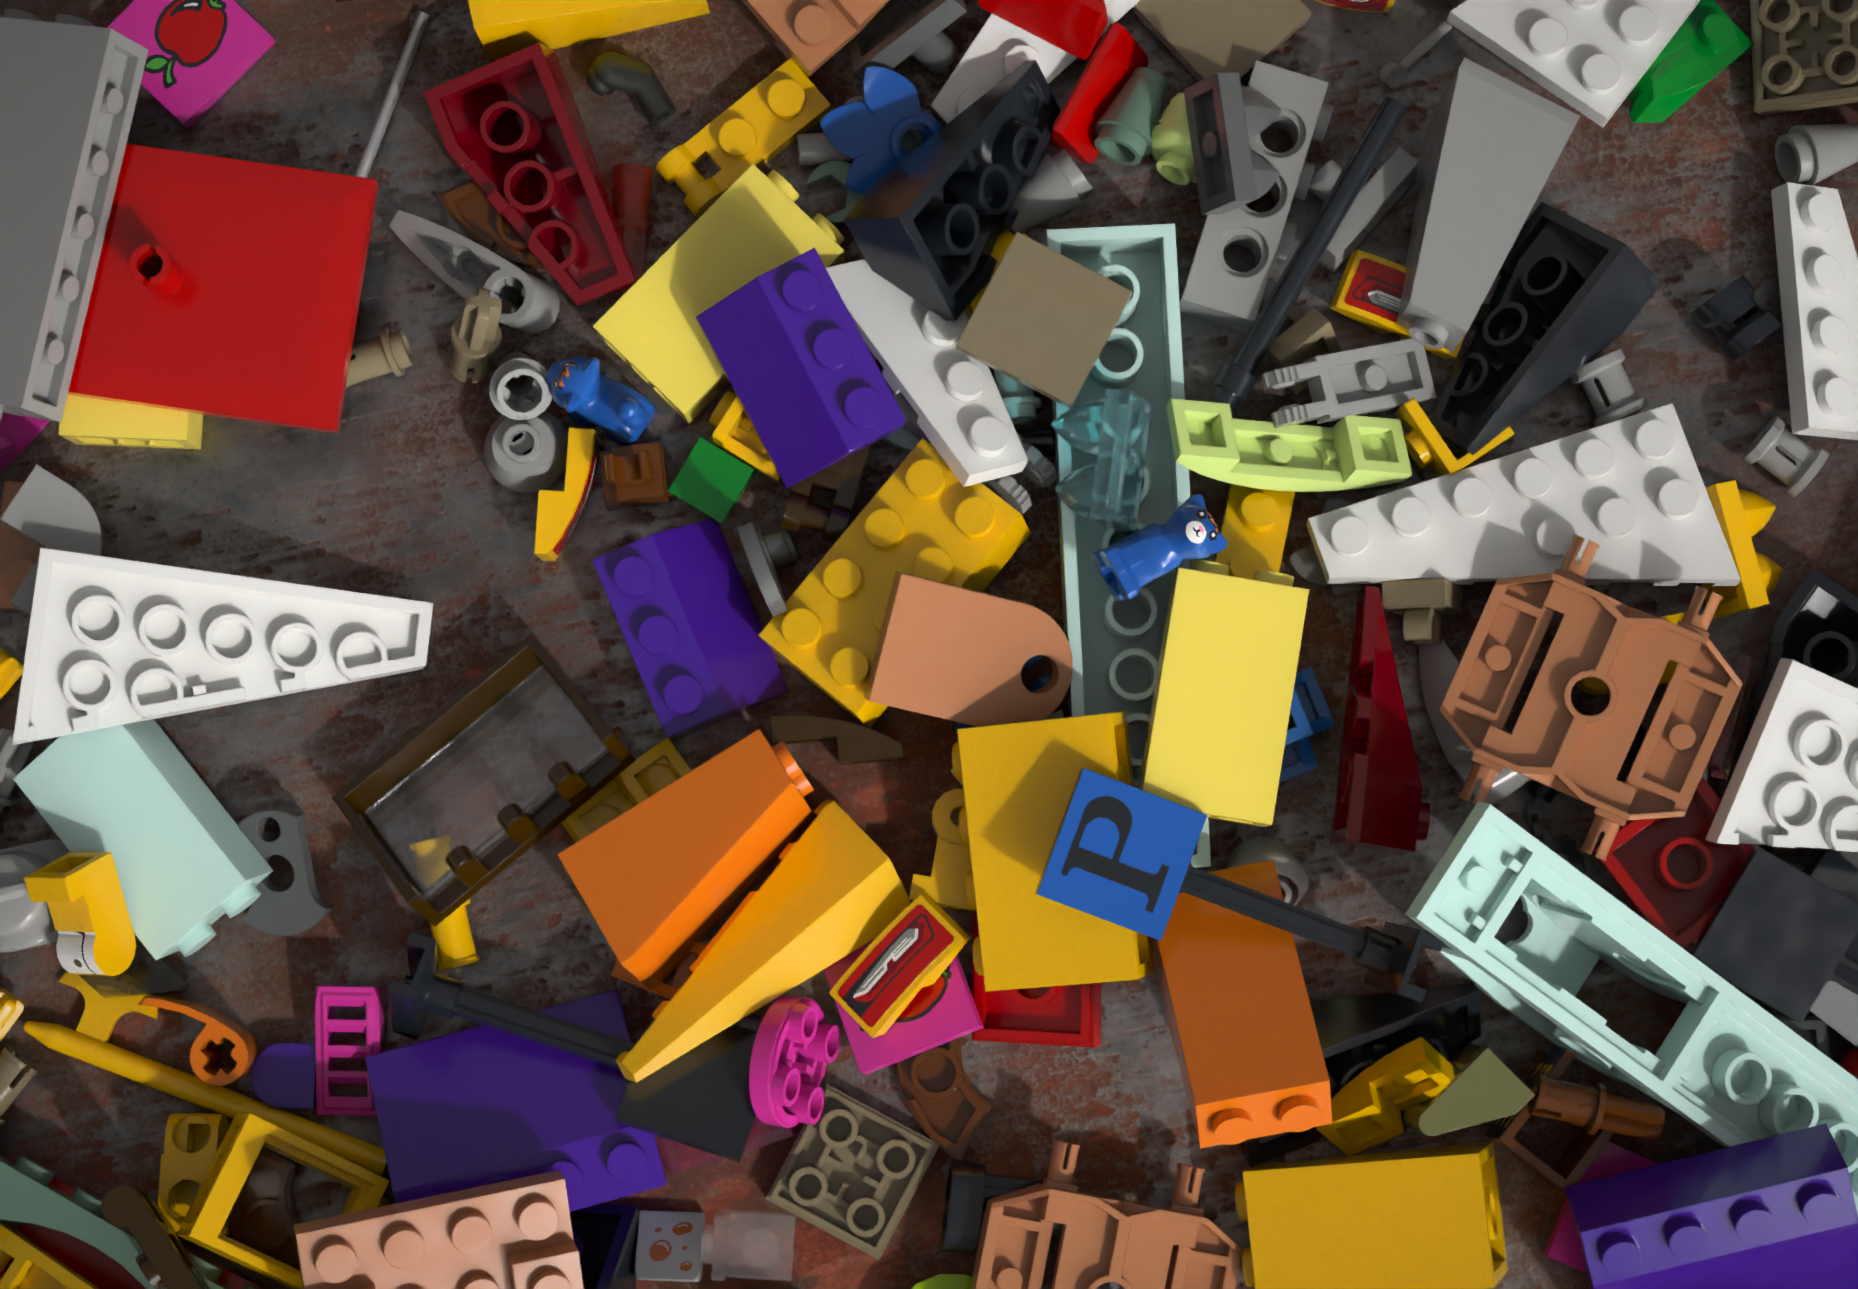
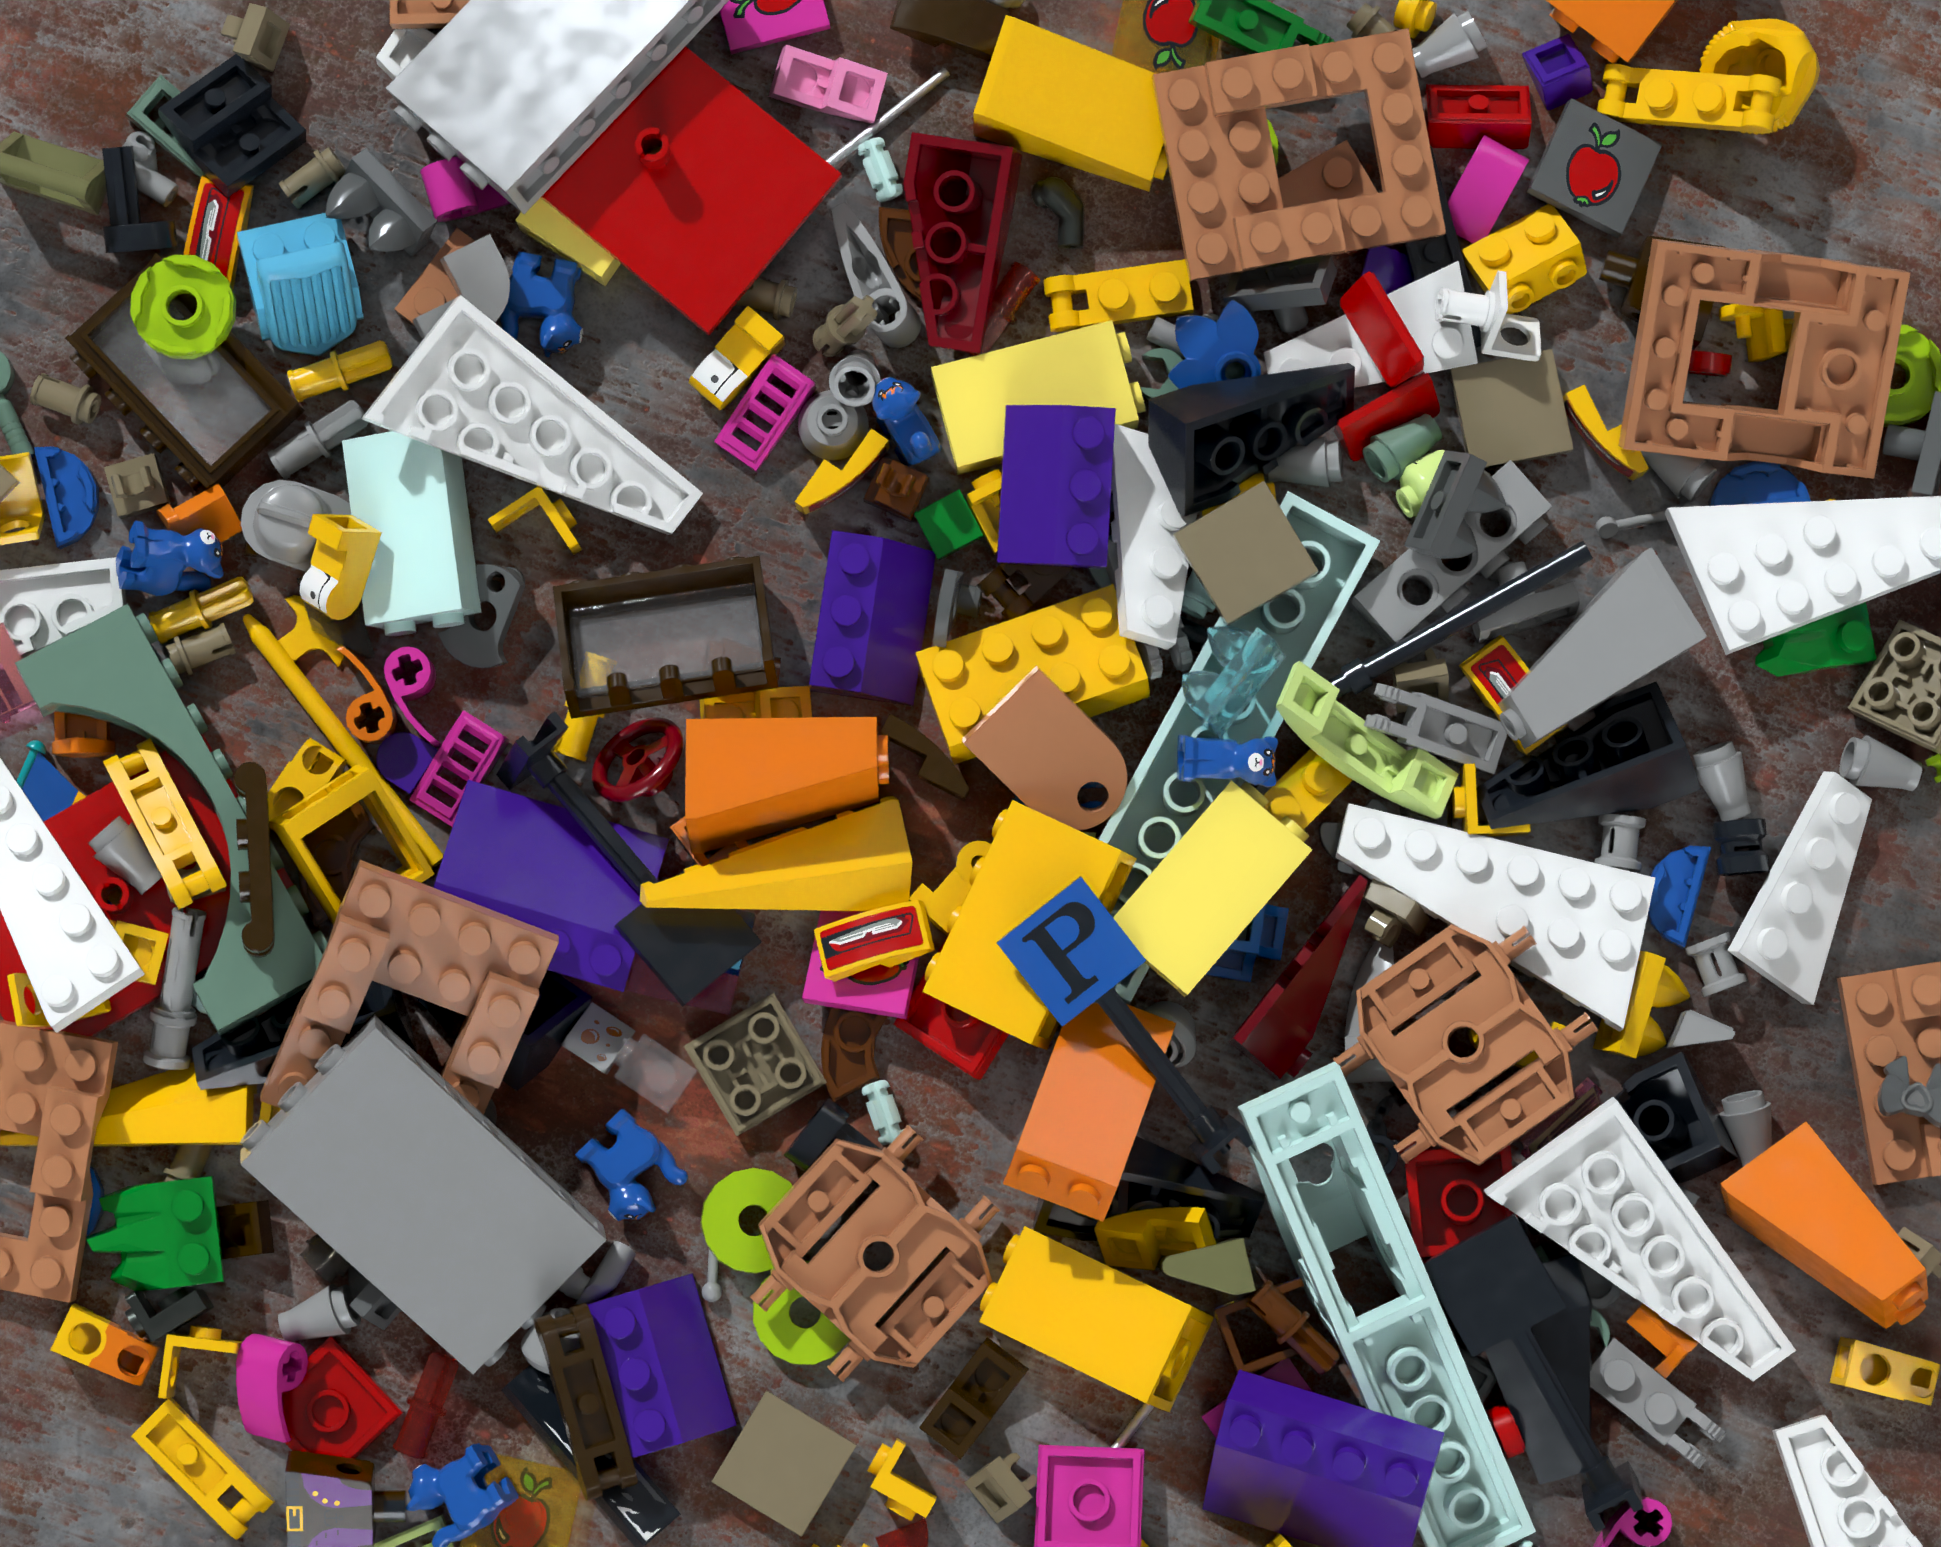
camera: 30 degrees right, 0 degrees up
(141, 500) = (544, 299): none -> blue animal
(241, 1004) = (402, 691): none -> dark pink panel
(289, 716) = (556, 512): none -> yellow bracket
(309, 101) = (828, 85): none -> bright pink slope
(384, 440) = (737, 358): none -> yellow leg
(415, 155) = (880, 169): none -> light aqua piece
(427, 452) = (804, 389): none -> dark pink slope
(547, 929) = (645, 767): none -> dark red piece
(791, 1062) = (759, 961): dark pink tile -> none
(1017, 1138) = (882, 1111): none -> light aqua piece
(1676, 260) = (1723, 779): none -> light grey cone
(1699, 404) = (1676, 892): none -> blue tile
(1807, 536) = (1696, 1029): none -> light grey slope

